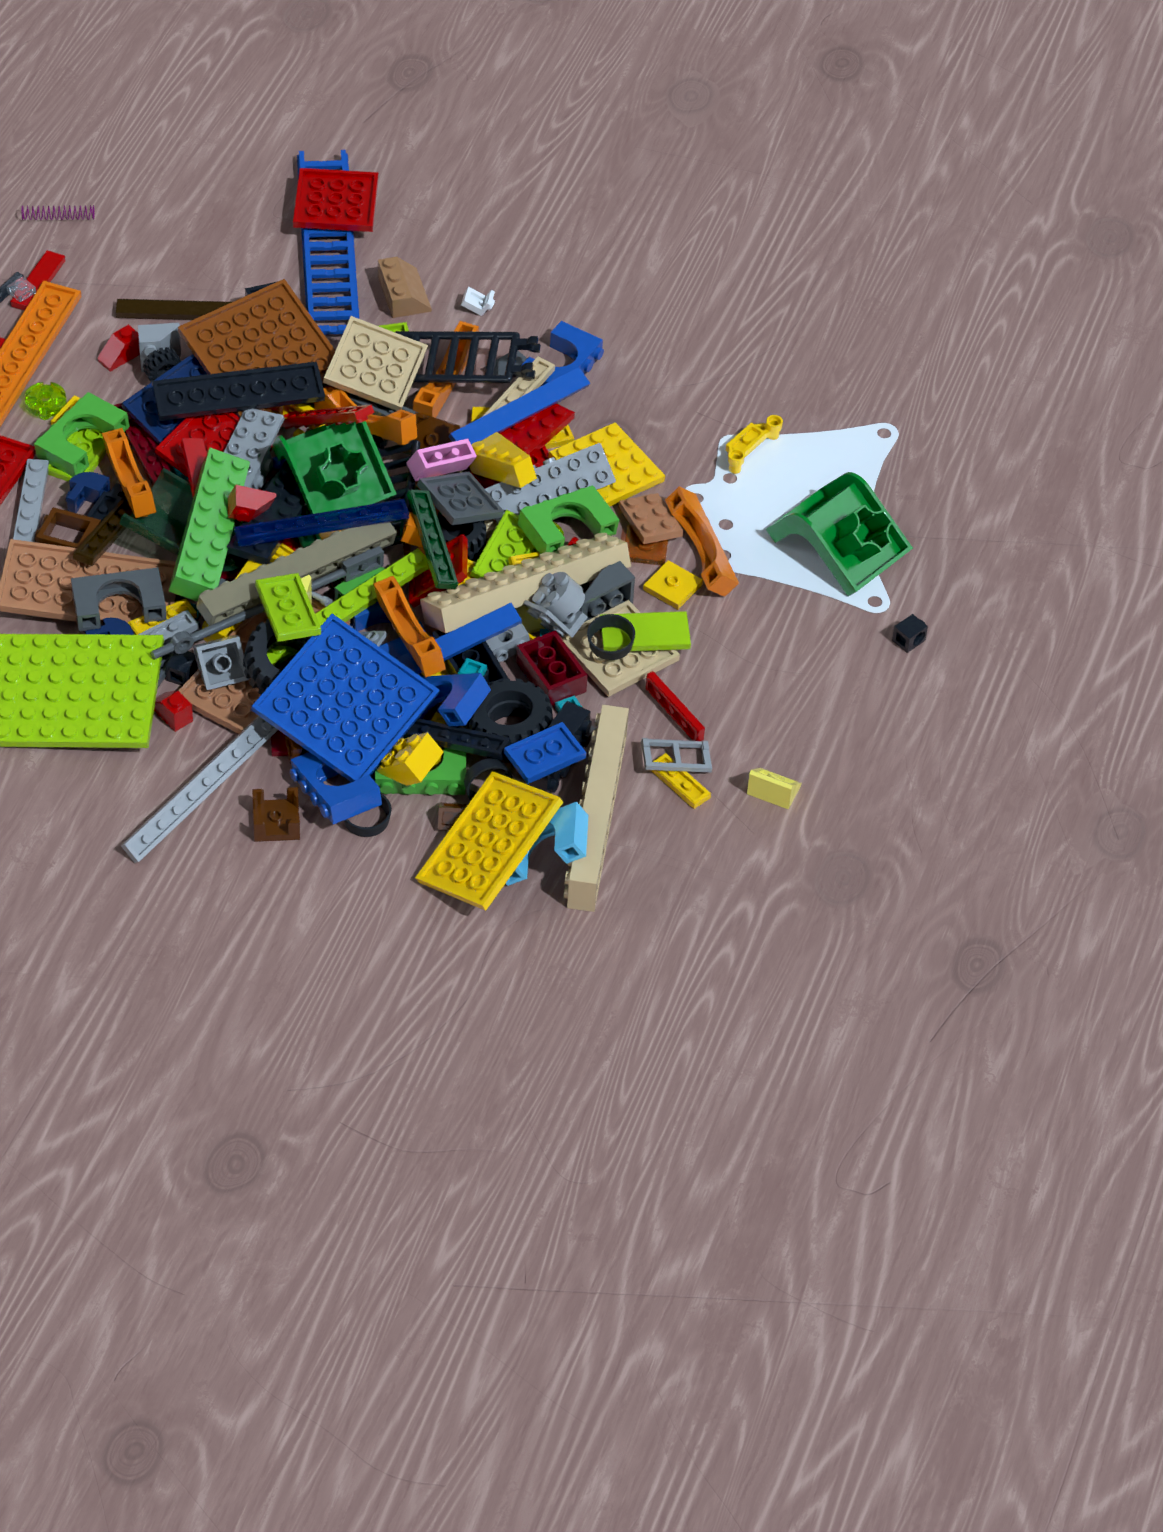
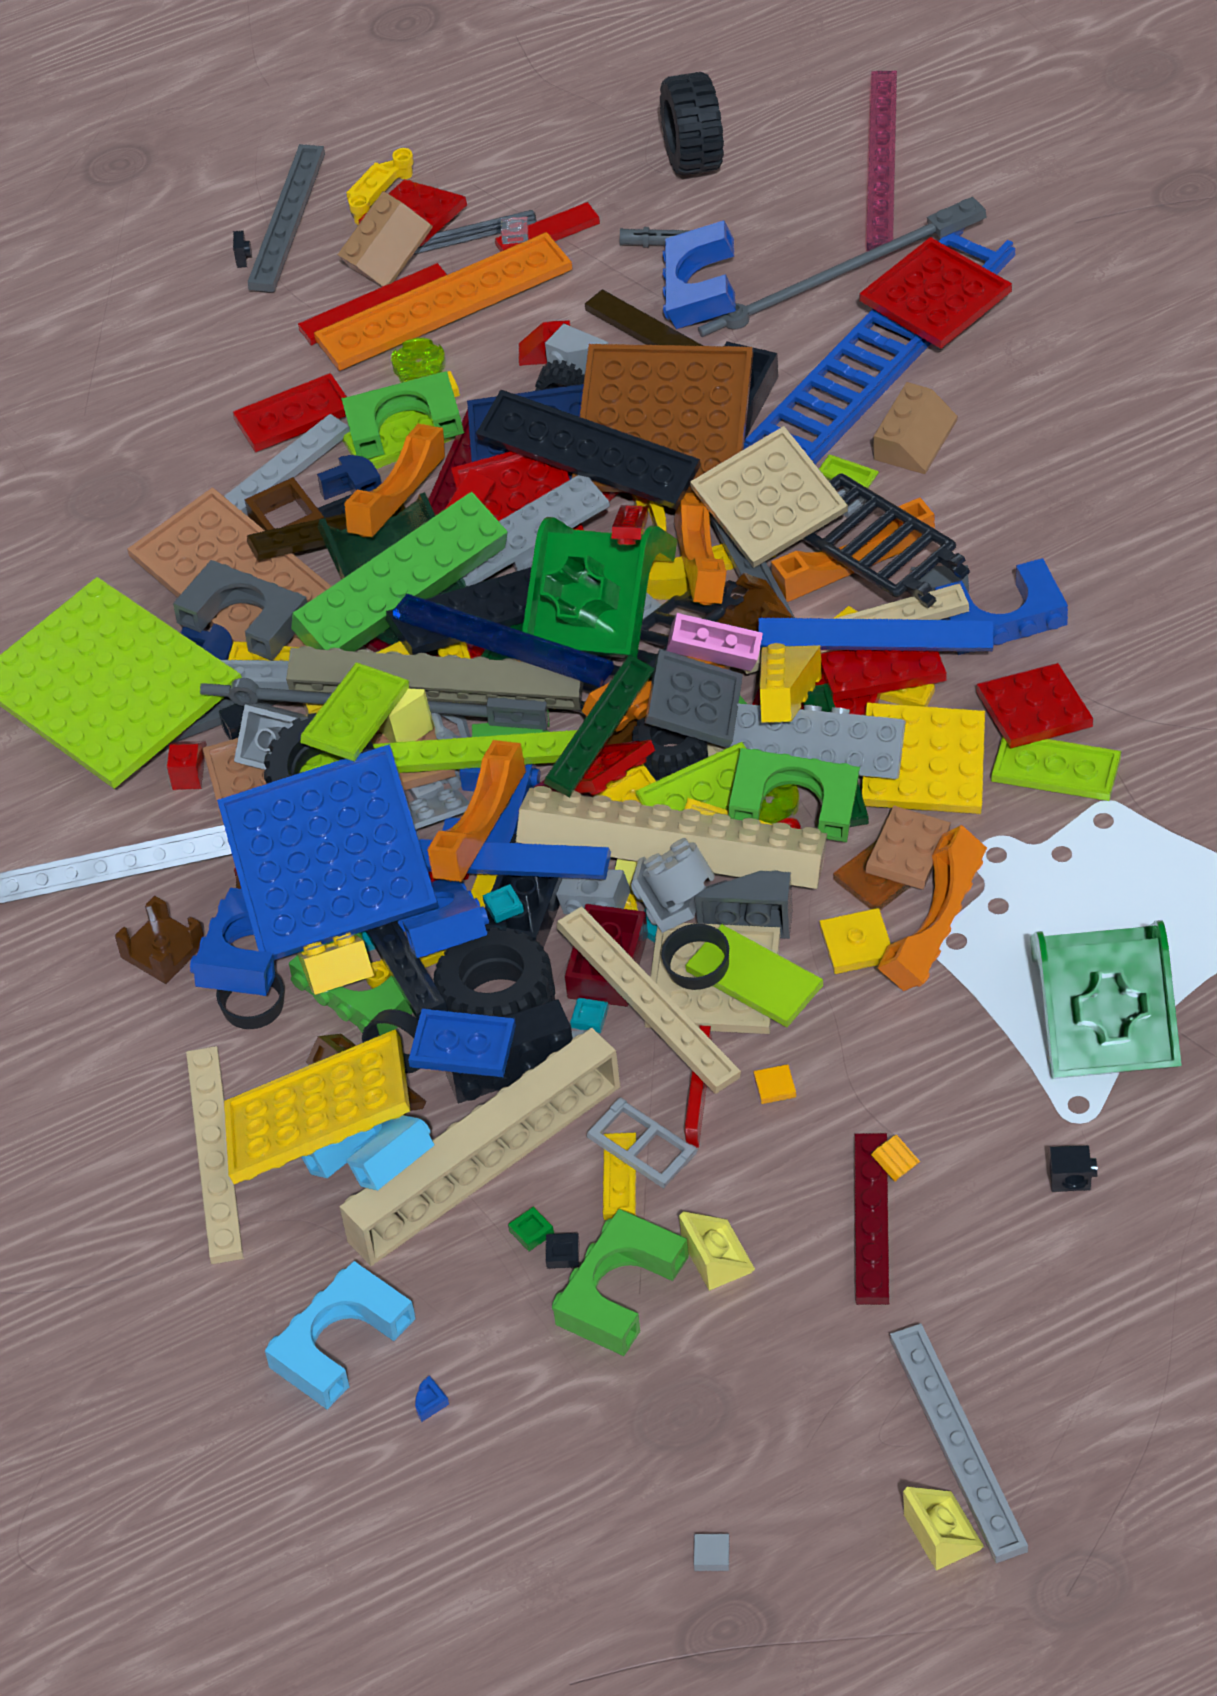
camera: 50 degrees right, 0 degrees up
(81, 166) = (691, 123): none -> black tyre
(93, 215) = (639, 174): magenta piece -> none
(111, 253) = (646, 236): none -> dark grey pin
(182, 280) = (683, 257): none -> blue arch
(209, 138) = (881, 158): none -> clear pink plate
(248, 503) = (449, 576): slope -> none
(293, 156) = (942, 223): none -> dark grey bar
(440, 909) = (210, 1130): none -> tan plate
(478, 302) = (980, 487): white bracket -> none
(612, 673) = (649, 1000): none -> tan plate
(612, 977) = (350, 1296): none -> medium azure arch
(636, 405) = (1034, 705): none -> red plate
(665, 835) = (530, 1229): none -> green plate
(679, 432) = (1058, 768): none -> lime tile
(694, 835) = (562, 1250): none -> black plate
(704, 955) = (429, 1399): none -> blue tile
(710, 684) = (775, 1084): none -> light orange piece
(737, 855) = (623, 1242): none -> bright green arch
(749, 439) = (1123, 820): yellow plate -> none
(817, 681) = (895, 1158): none -> light orange piece
(834, 720) = (871, 1222): none -> dark red plate
(932, 932) = (711, 1552): none -> light grey tile
(995, 799) = (959, 1443): none -> light grey plate
(1029, 847) = (940, 1525): none -> light yellow slope

